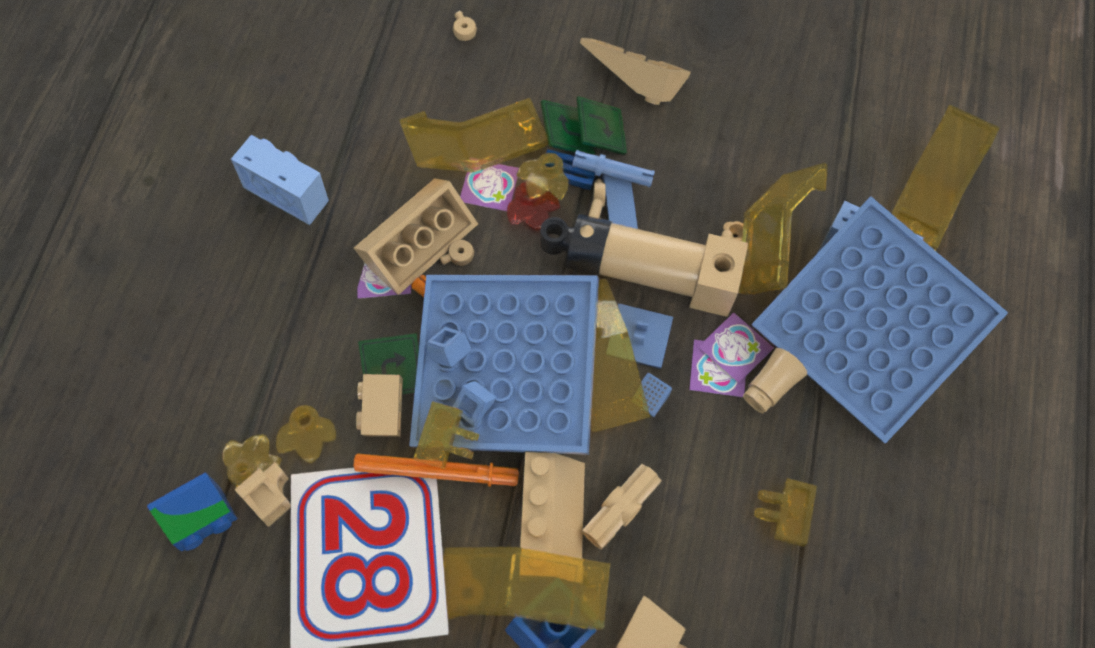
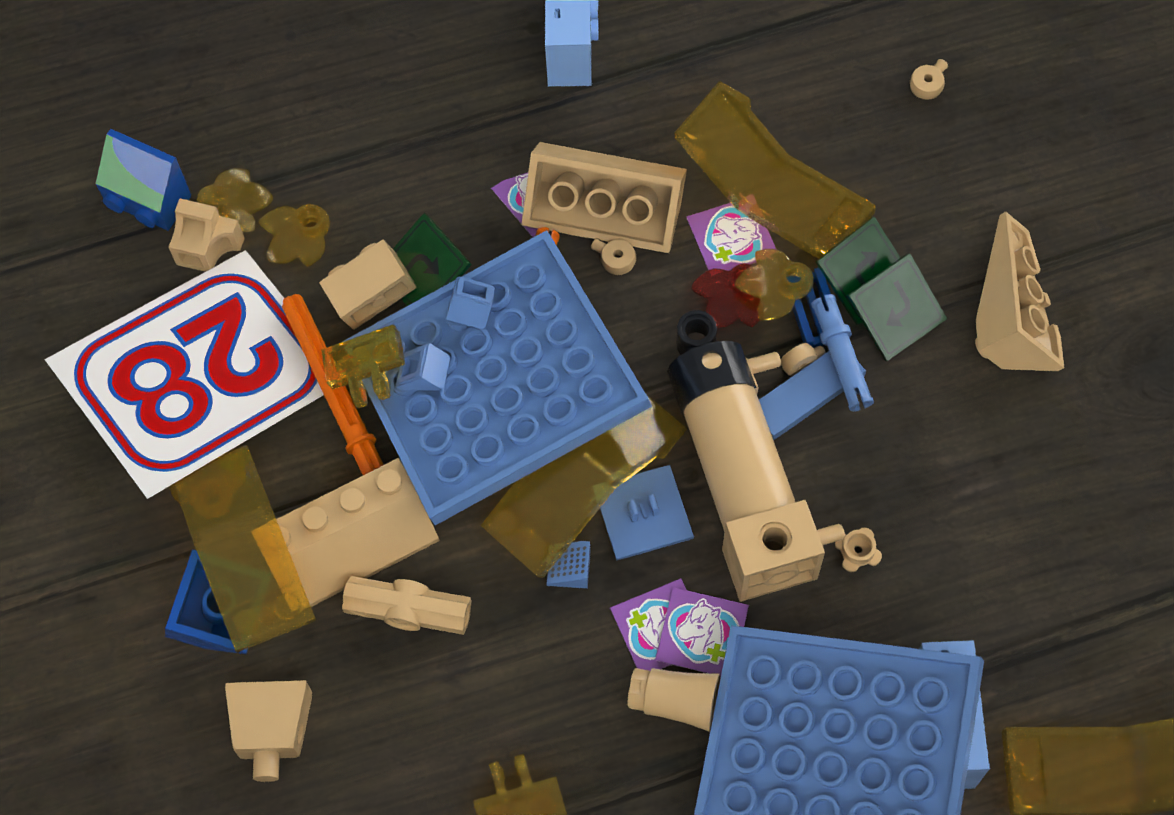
camera: 65 degrees right, 0 degrees up
(769, 229) = (883, 566): clear yellow windscreen -> none

